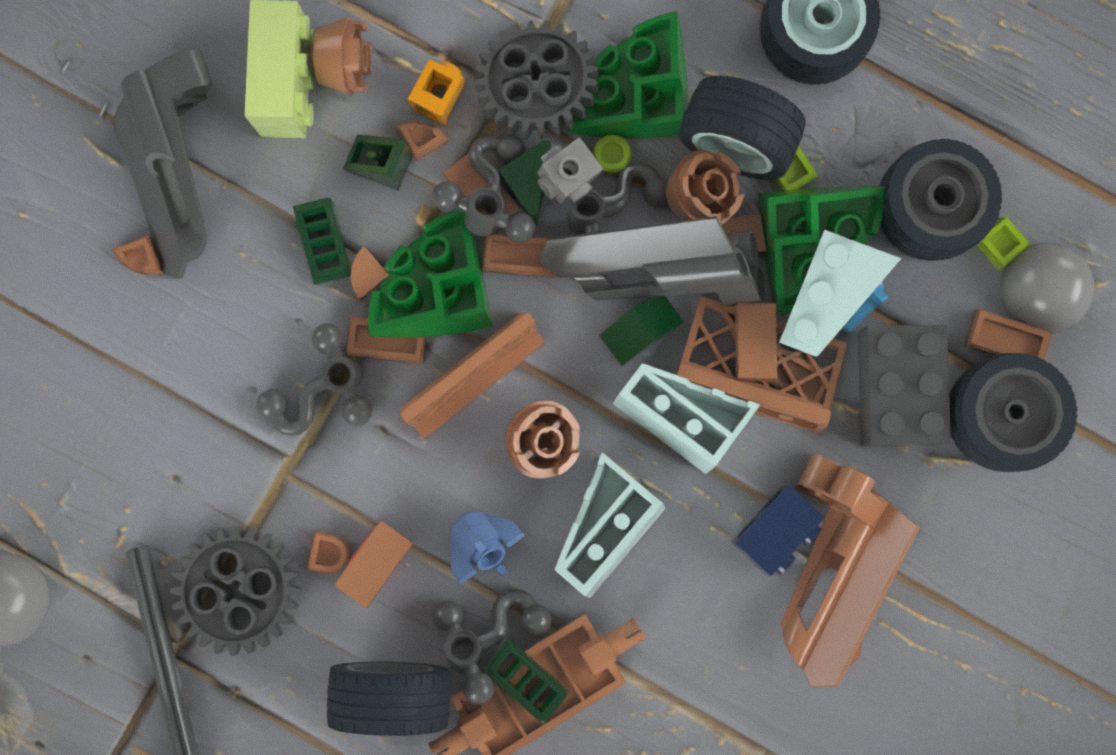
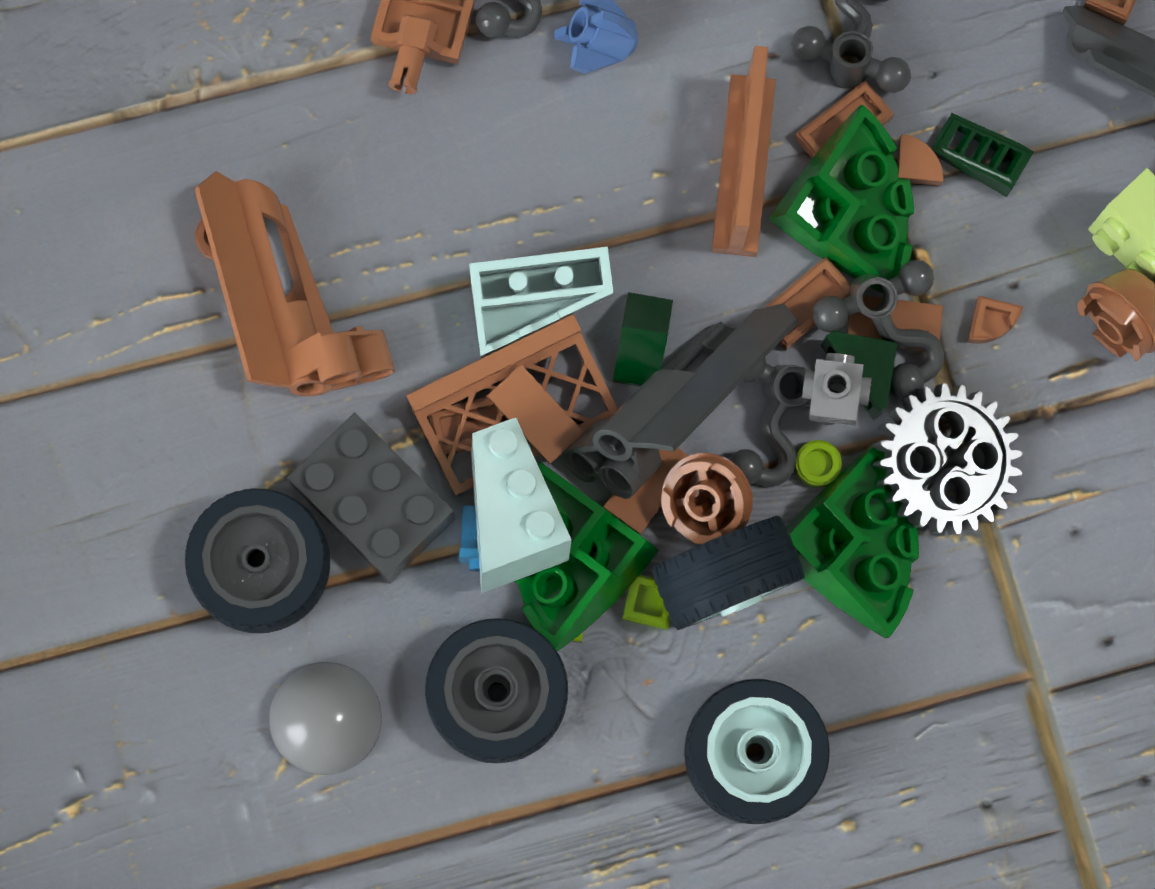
camera: 130 degrees right, 5 degrees down
(379, 159) = (1005, 263): dark green slope -> none
(433, 77) = (1024, 352): light orange brick -> none
(543, 439) = (632, 157): nougat cone -> none
(607, 527) = (509, 144): light aqua wedge -> none
(779, 531) = (362, 272): dark blue brick -> none
(1003, 243) = (403, 718): lime tile -> none
(1003, 335) = (318, 635): nougat tile -> none

